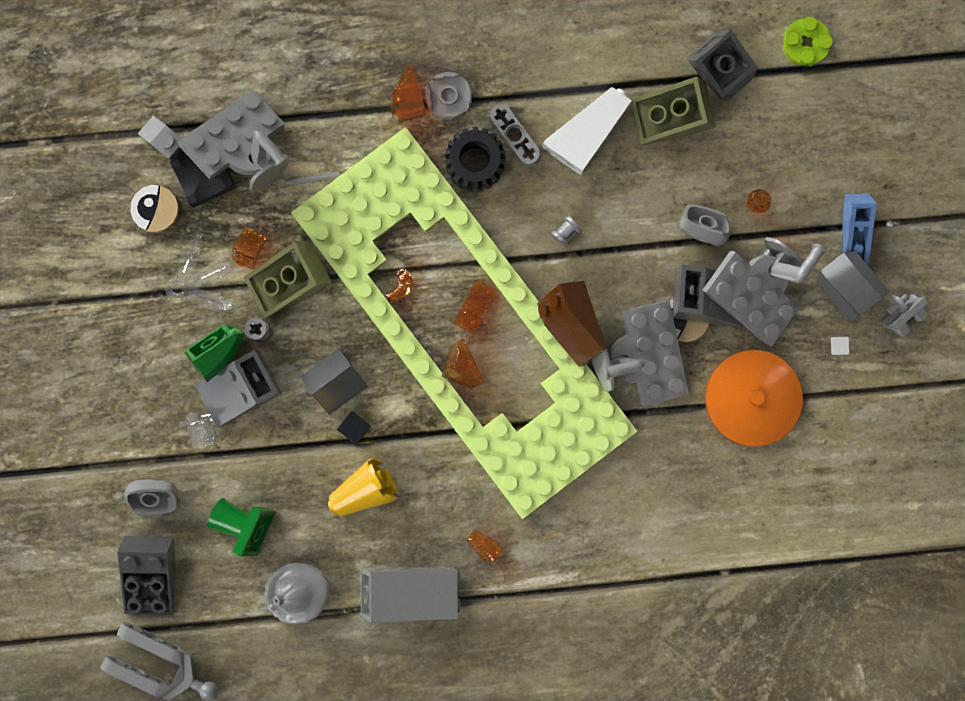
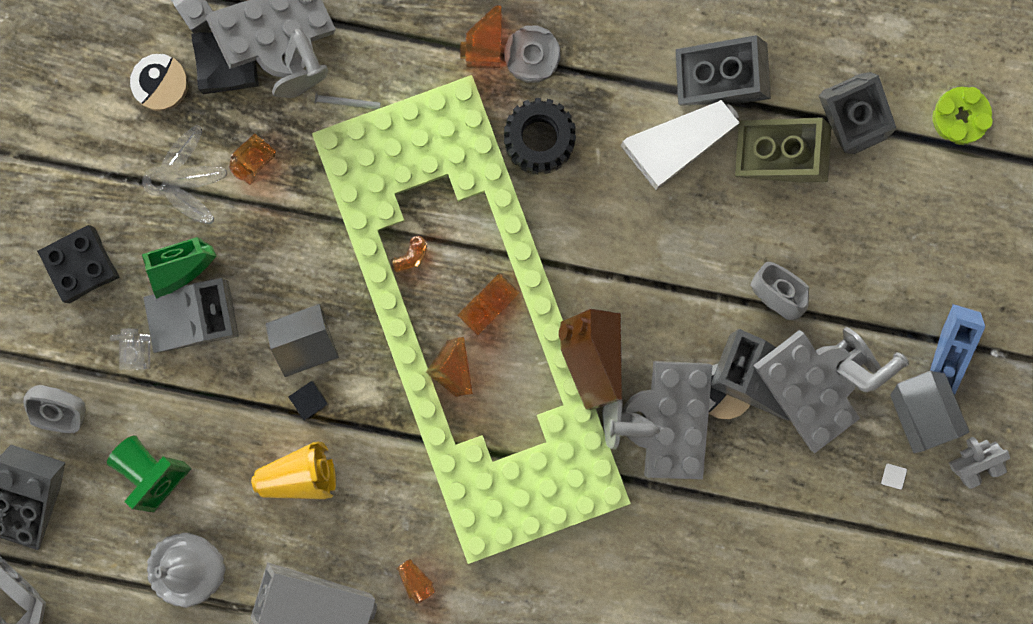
camera: 20 degrees right, 0 degrees up
(134, 374) = (78, 264): none -> black brick
(249, 329) = (224, 252): light grey bush -> none
(287, 278) = (284, 207): olive slope -> none
(499, 124) = (580, 104): light grey beam -> none
(566, 231) = (619, 250): light grey bush -> none
(606, 63) = (723, 71): none -> dark grey slope
(753, 398) = (776, 506): orange dish -> none
(762, 198) = (855, 280): clear orange cone -> none

